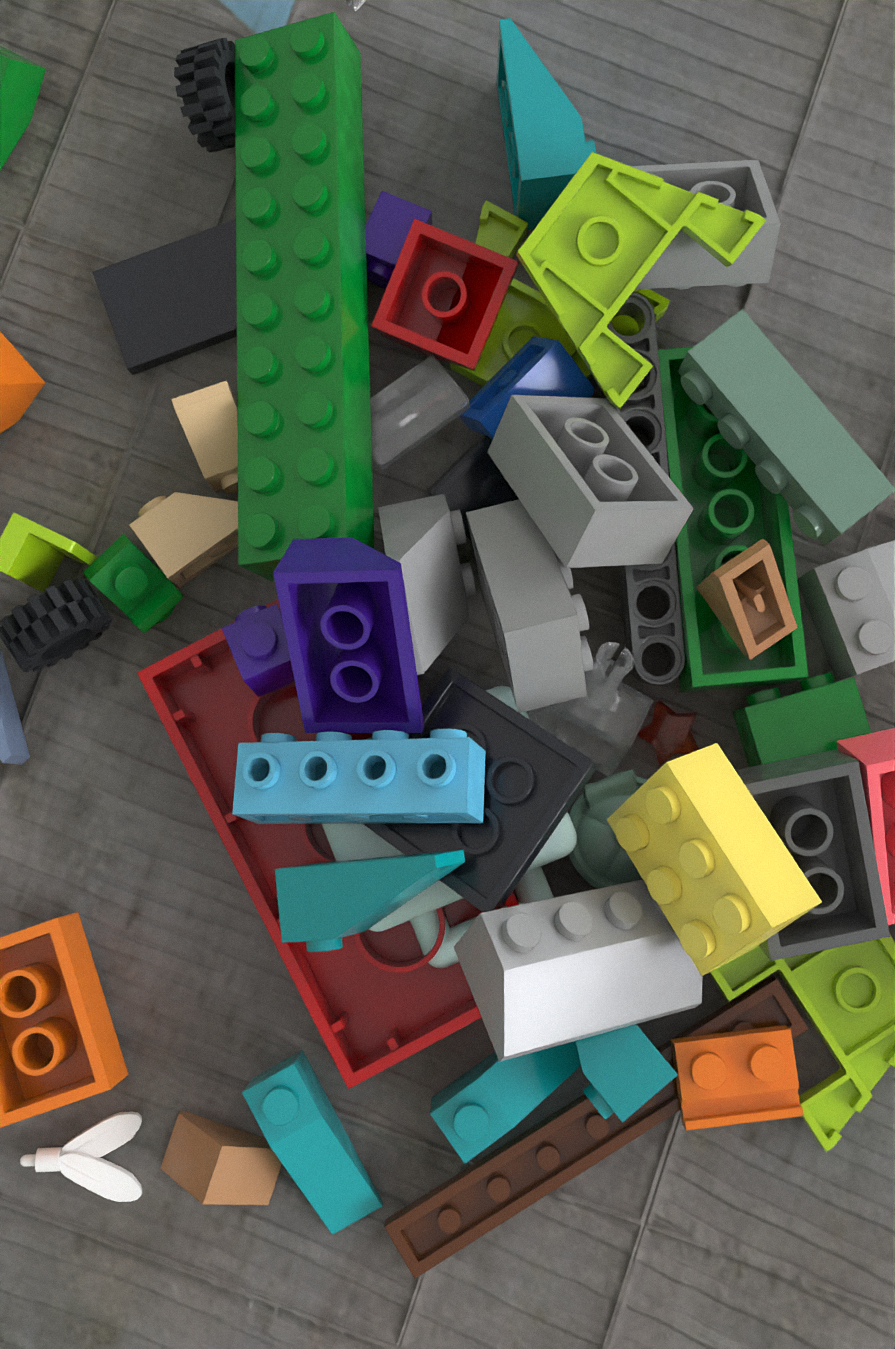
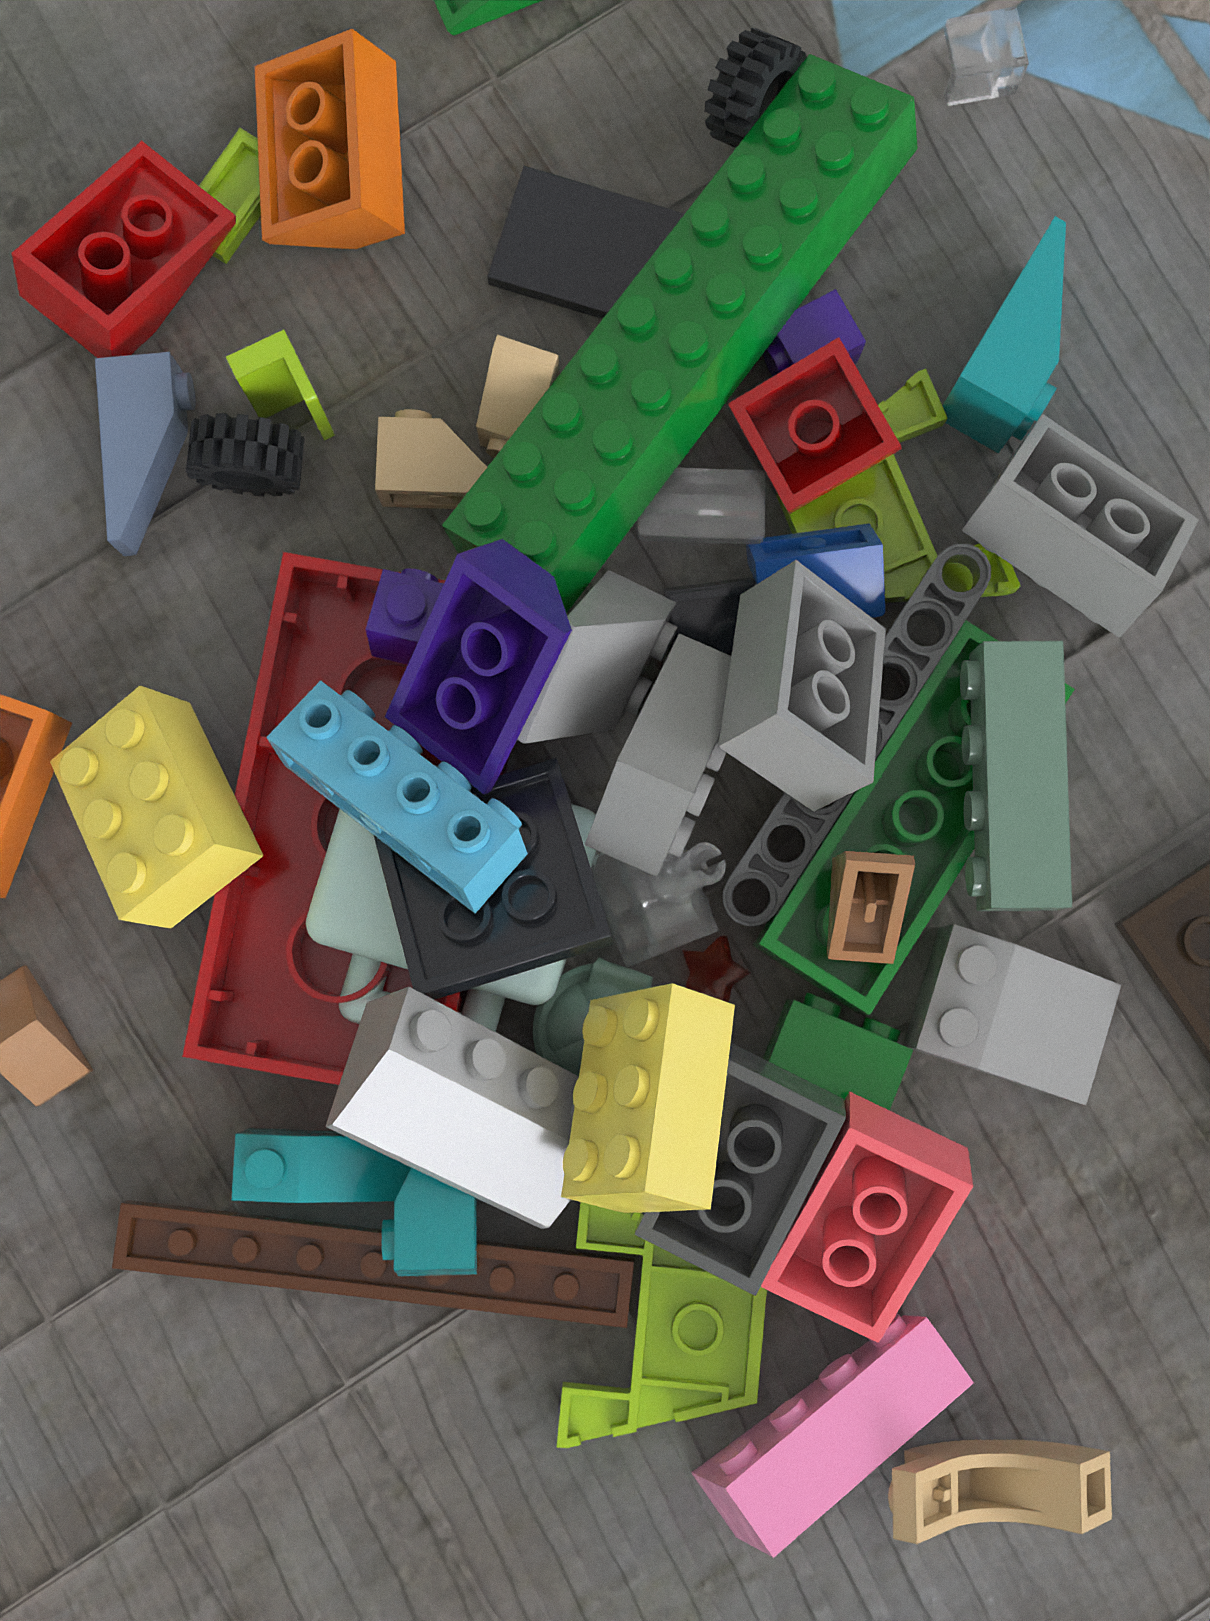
camera: 30 degrees right, 0 degrees up
(134, 584) = (343, 472): green bracket -> none
(187, 928) = (155, 809): none -> light yellow brick
(311, 1142) = (116, 1082): teal slope -> none
(350, 896) = (313, 889): teal slope -> none
(603, 243) = (984, 487): lime wing -> none
(736, 1077) = (528, 1318): orange plate -> none

